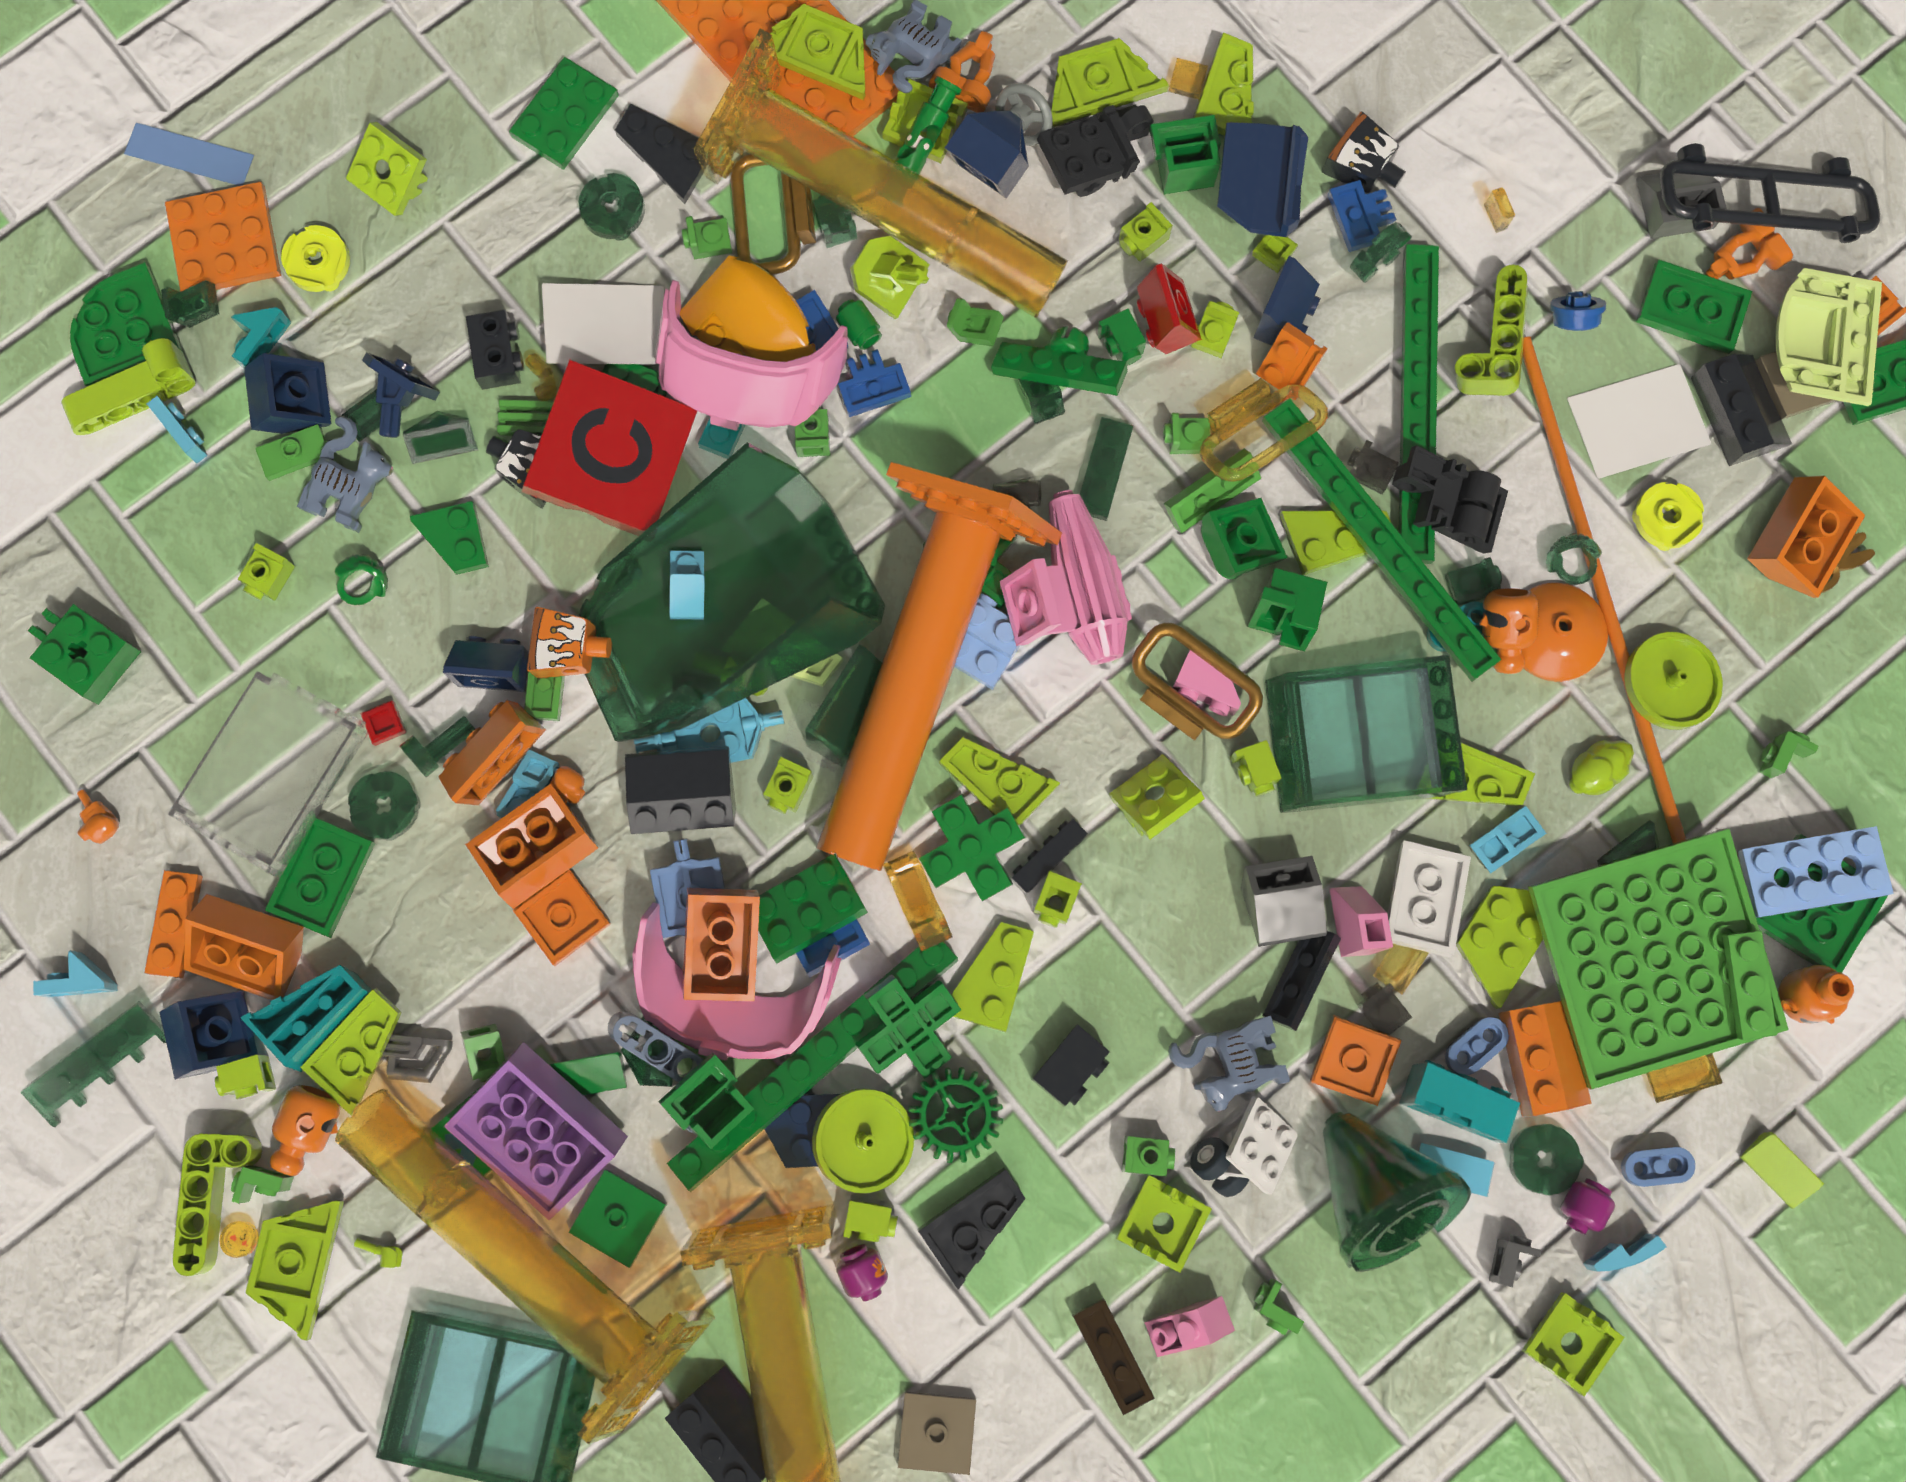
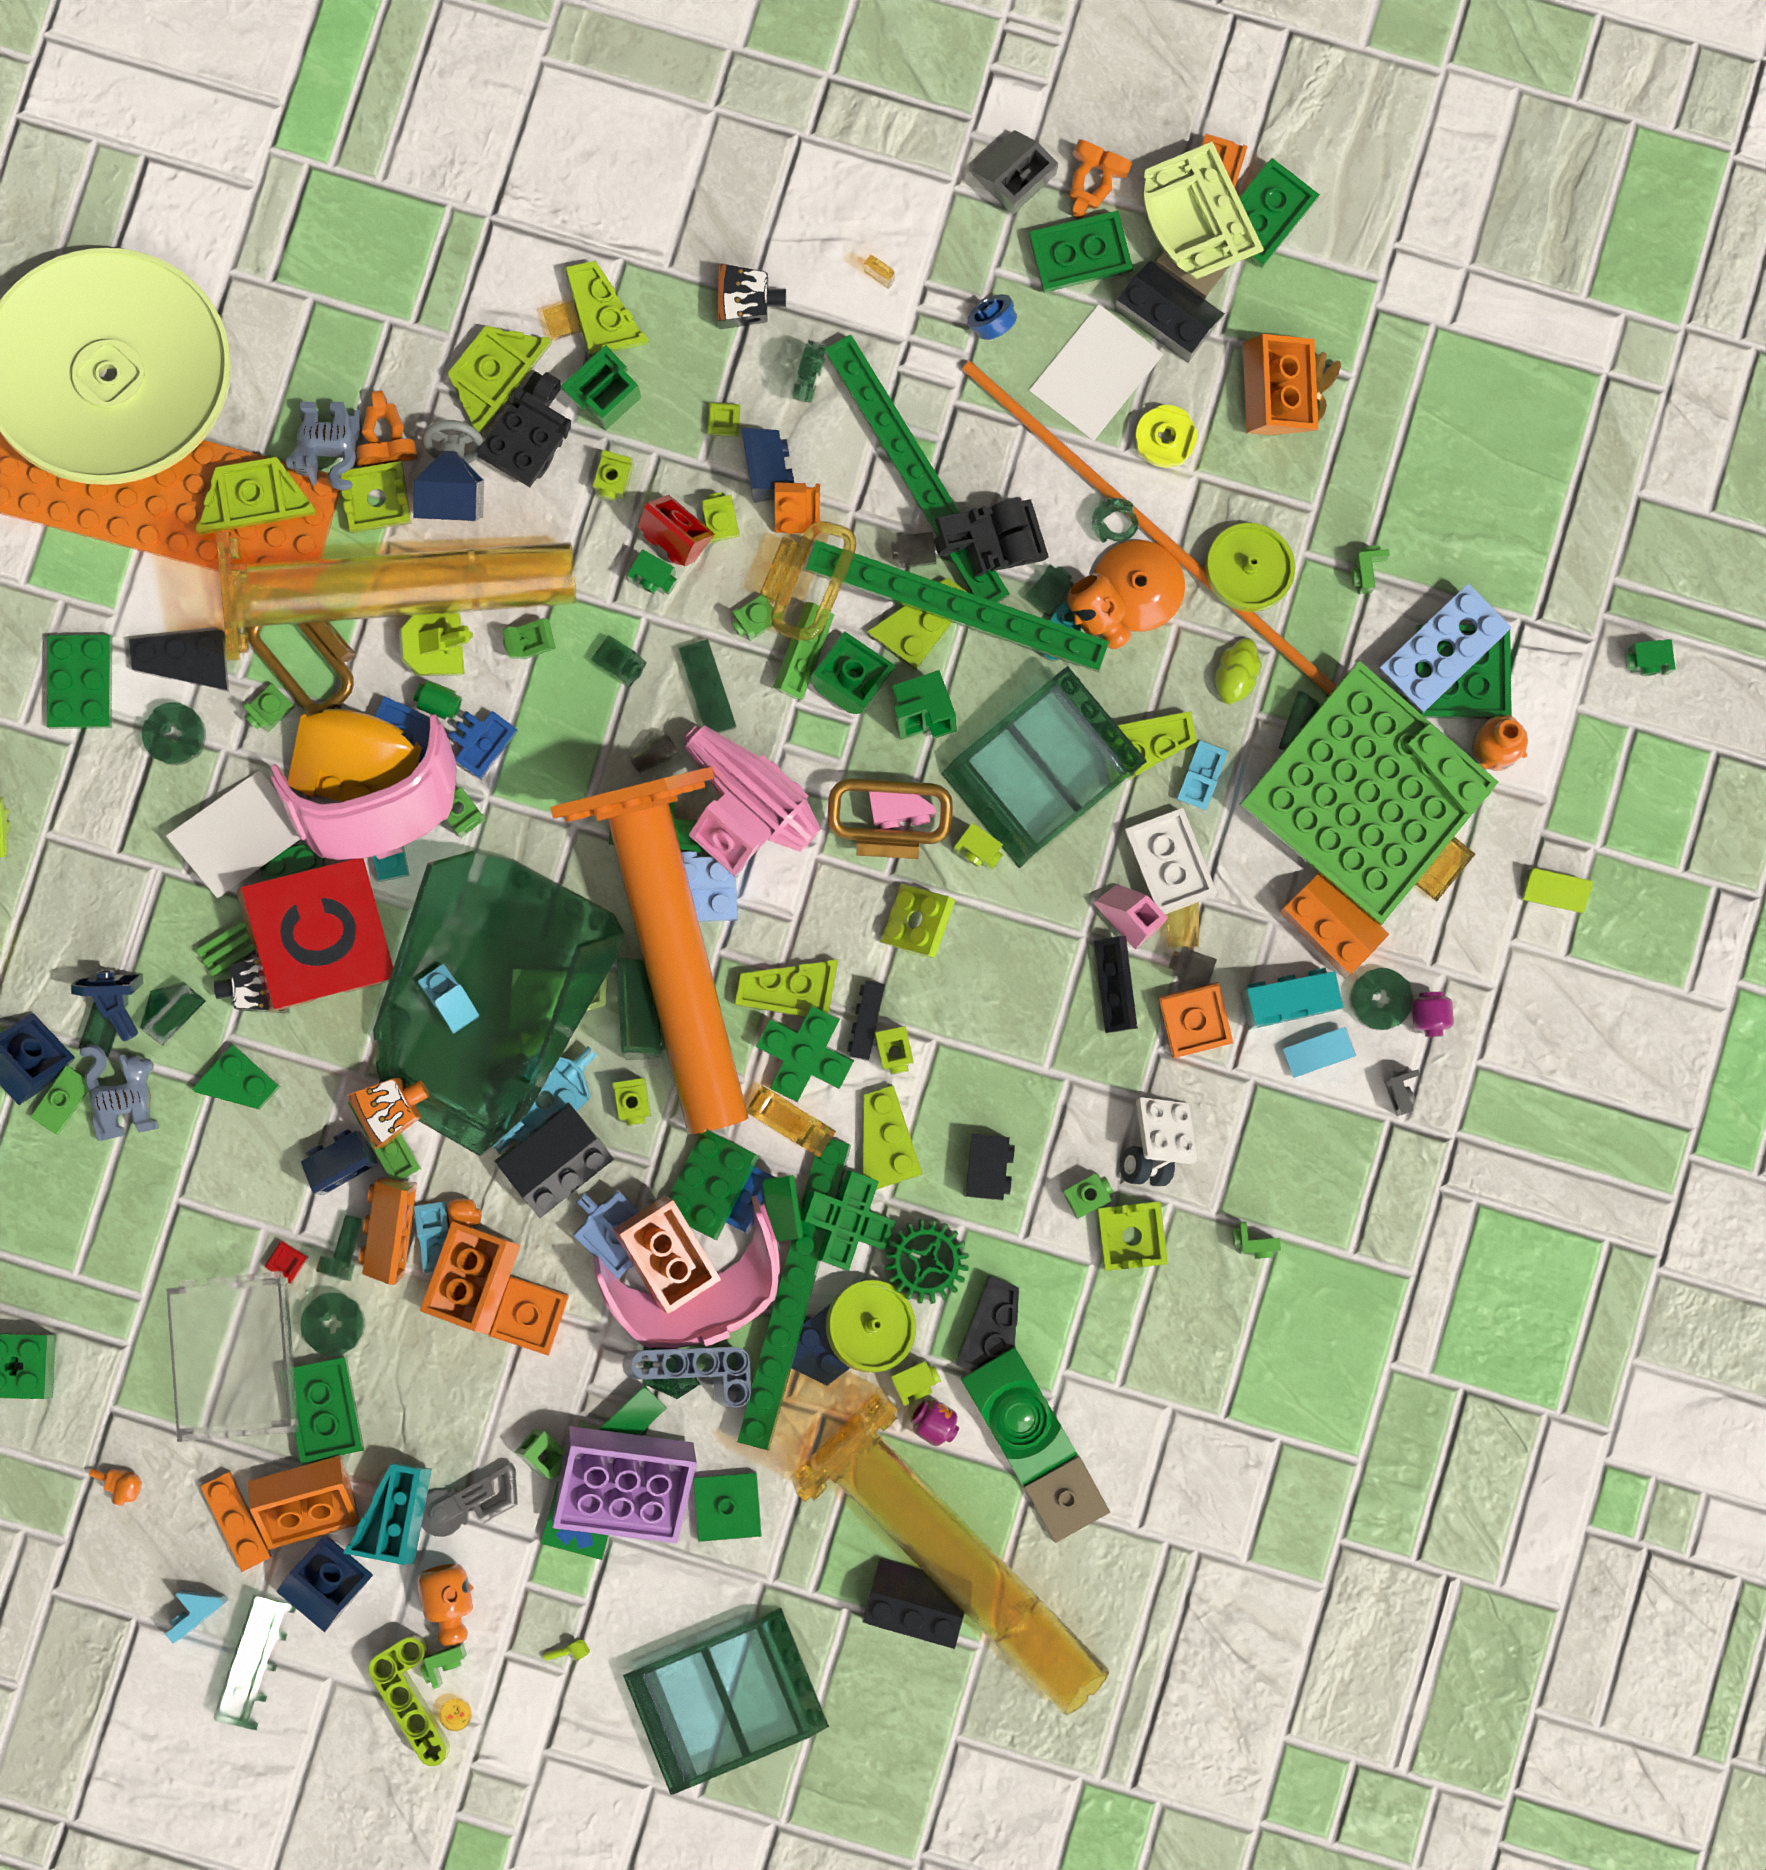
camera: 35 degrees left, 5 degrees up
(245, 1076) = (375, 1595): lime brick -> none
(276, 573) = (119, 1200): lime brick -> none
(294, 1263) = (510, 1703): lime wing -> none
(353, 1050) = (444, 1519): lime wing -> none
(361, 562) = (181, 1153): green piece -> none
(494, 349) = (165, 912): black brick -> none
(522, 1261) = (675, 1582): clear yellow piece -> none
(544, 372) = (219, 906): clear yellow arm -> none
(707, 1101) = (738, 1376): green plate -> none
(834, 222) = (361, 631): clear green brick -> none
(856, 974) = (783, 1207): none -> green slope
(933, 116) = (382, 498): green piece -> none
(944, 1321) = (1019, 1416): none -> green slope
(1061, 363) = (619, 628): green plate -> none
(1113, 1356) = (1158, 1357): dark brown plate -> none
(1190, 1327) = (1200, 1298): bright pink slope -> none
(1238, 1058) = (1109, 1078): sand blue animal -> none
(1263, 176) = (677, 373): dark blue helmet -> none
(1284, 900) = (1065, 936): slope -> none
(1359, 213) = (772, 347): blue hinge -> none
(1385, 1193) = (1278, 1105): clear green cone -> none
(1475, 1047) = (1278, 949): medium blue plate -> none
(1501, 940) = (1246, 856): lime wing -> none
(1503, 330) = (944, 373): lime beam -> none
(1597, 1343) = (1503, 1109): lime piece -> none
(1616, 1257) = (1476, 1037): medium azure slope -> none
(1656, 1166) = (1465, 949): medium blue plate -> none
(1834, 174) = (1124, 68): black bar -> none

